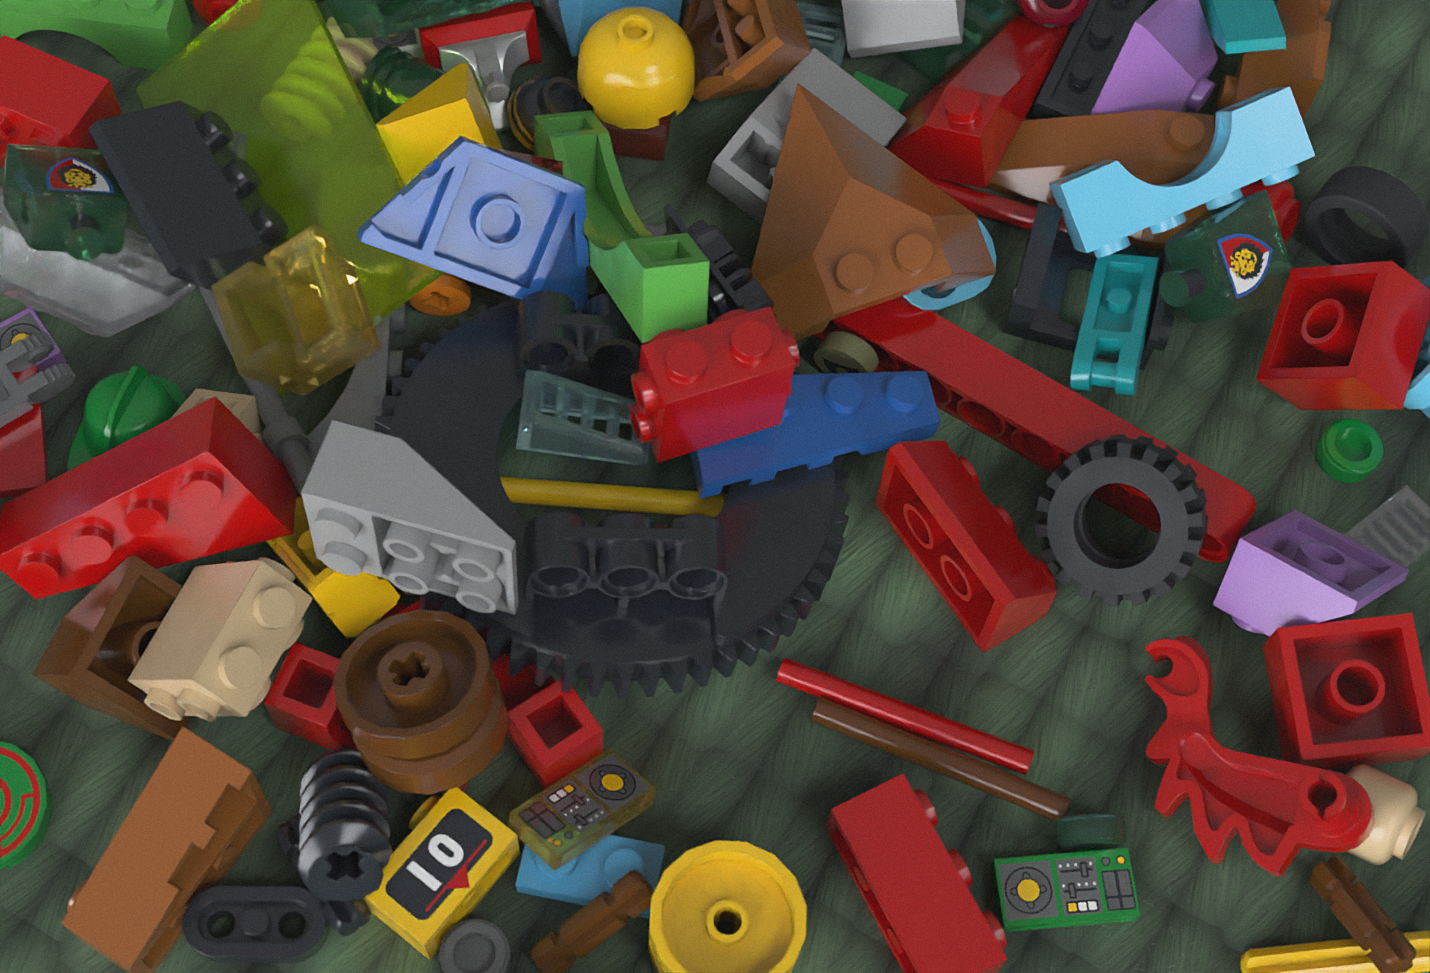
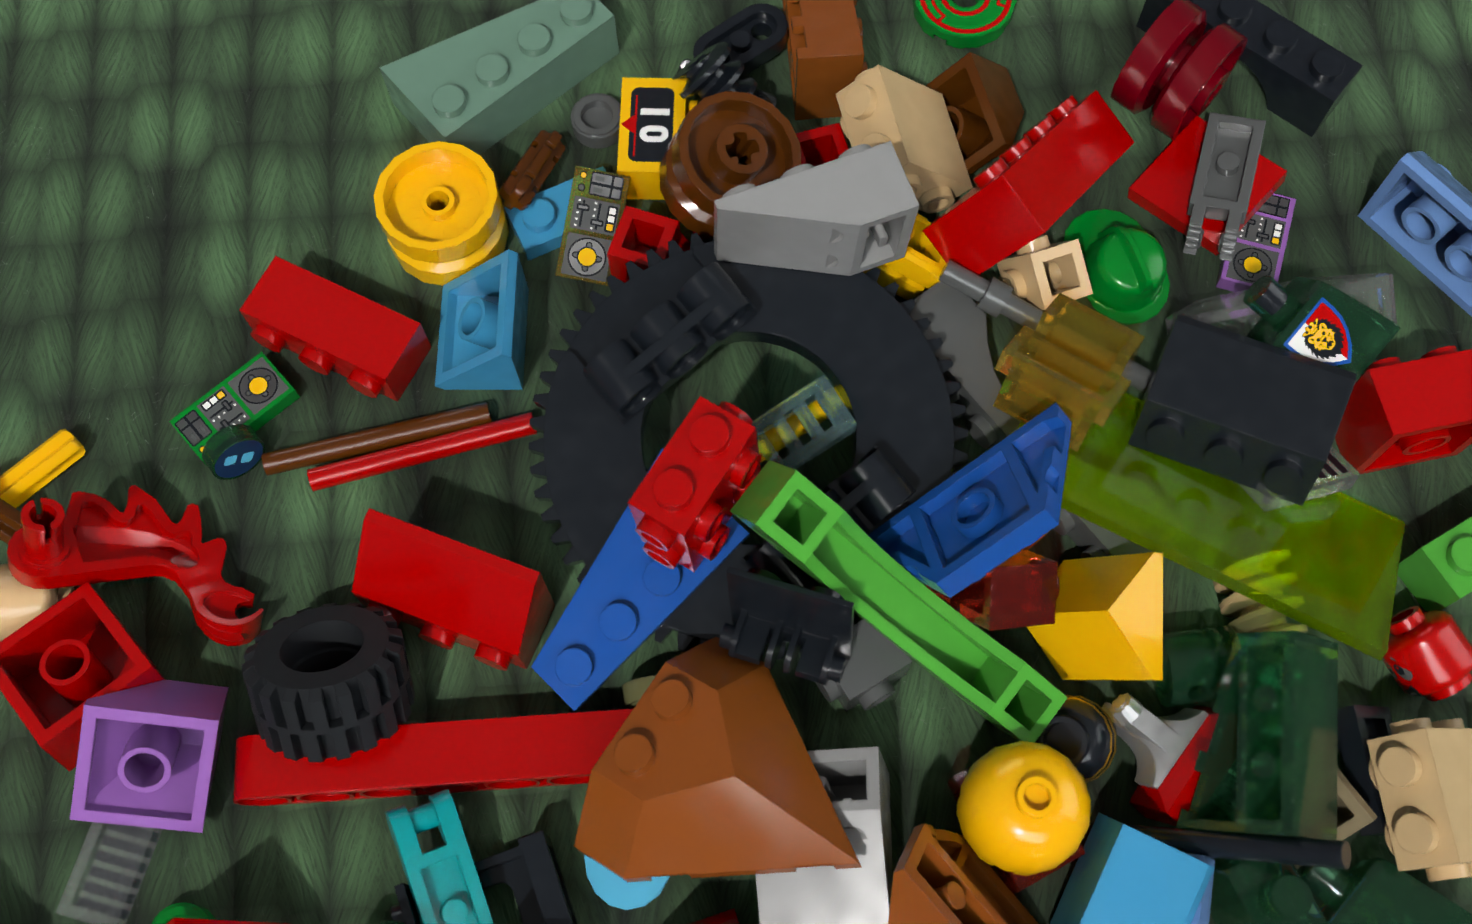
camera: 150 degrees right, 5 degrees up
(767, 781) = (484, 327): none -> dark azure slope

